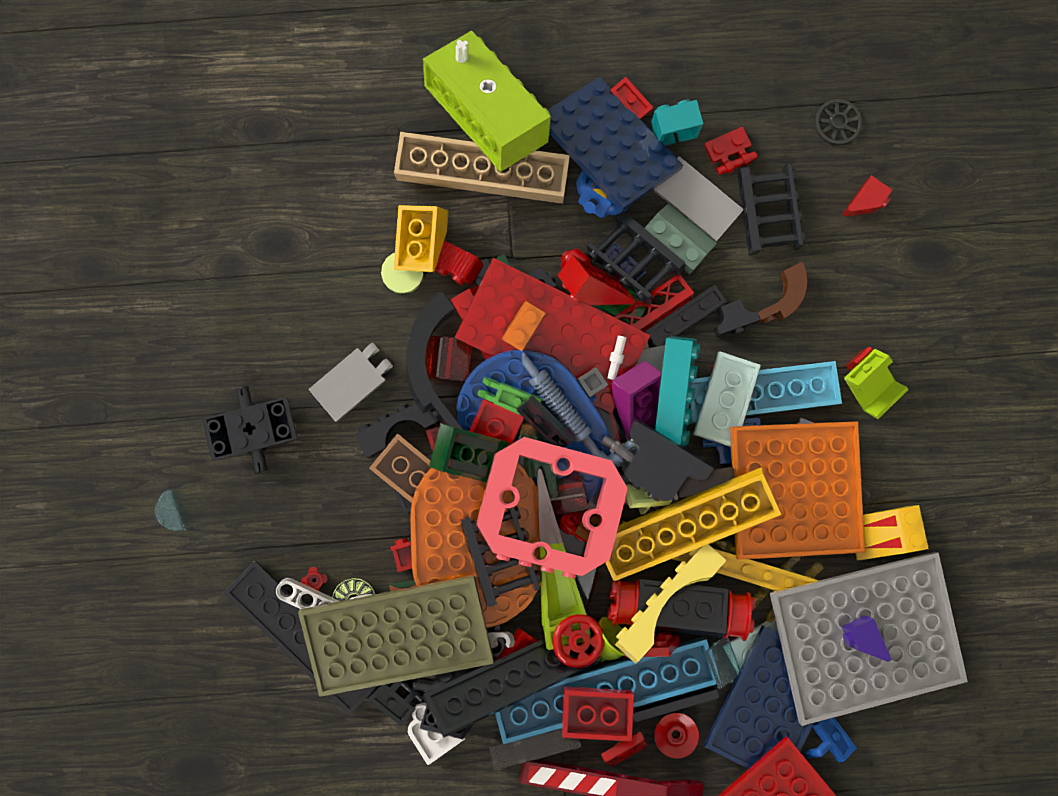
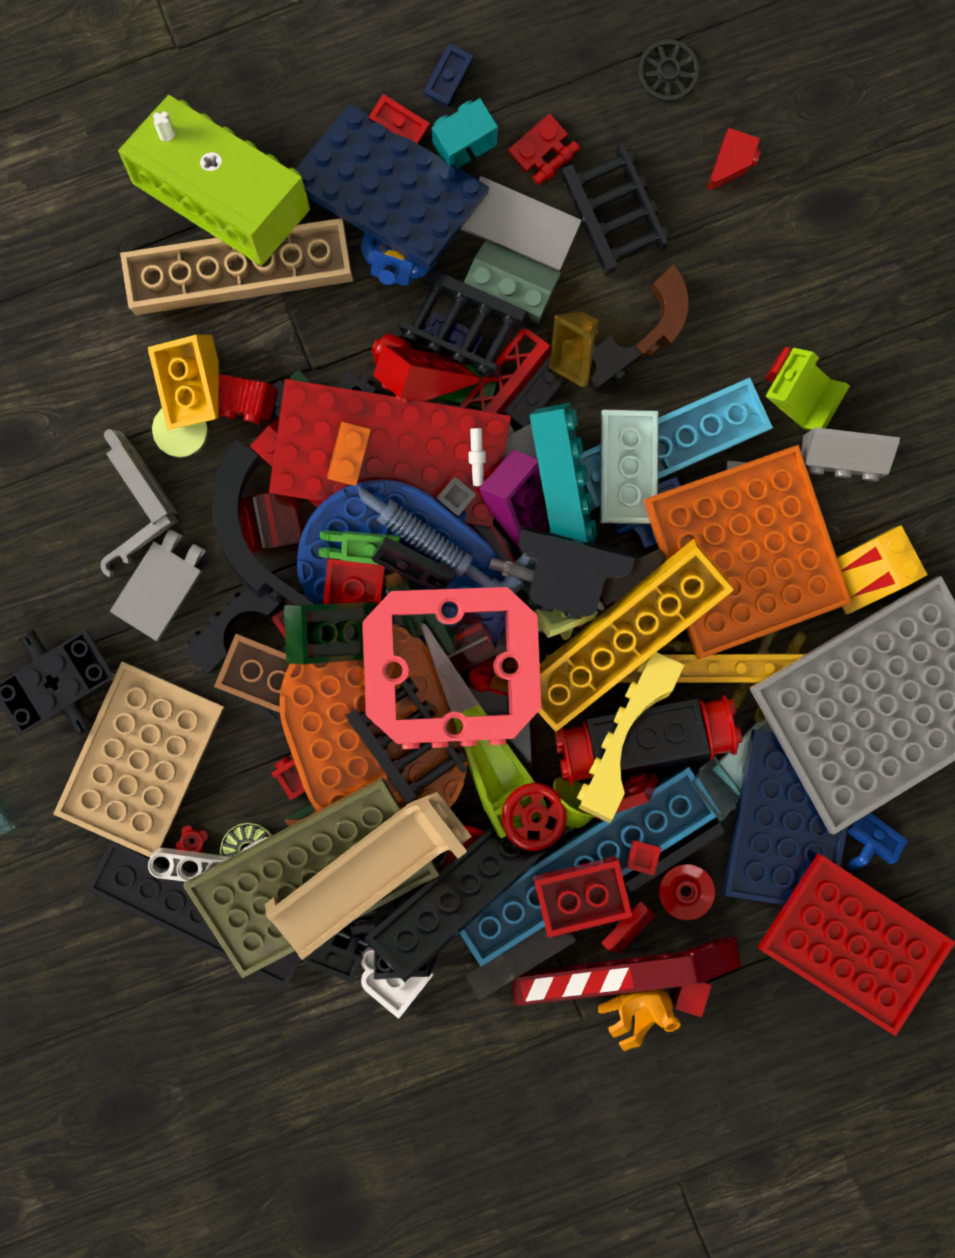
camera: 20 degrees left, 5 degrees up
(294, 507) = (139, 760): none -> tan plate
(363, 309) = (147, 493): none -> light grey hinge
(440, 644) = (367, 873): none -> tan panel
(652, 698) = (643, 857): none -> red plate
(677, 77) = (448, 75): none -> dark blue plate
(711, 299) = (574, 346): none -> clear yellow slope
(865, 637) = (879, 706): dark purple slope -> none
(894, 439) = (848, 453): none -> light grey slope

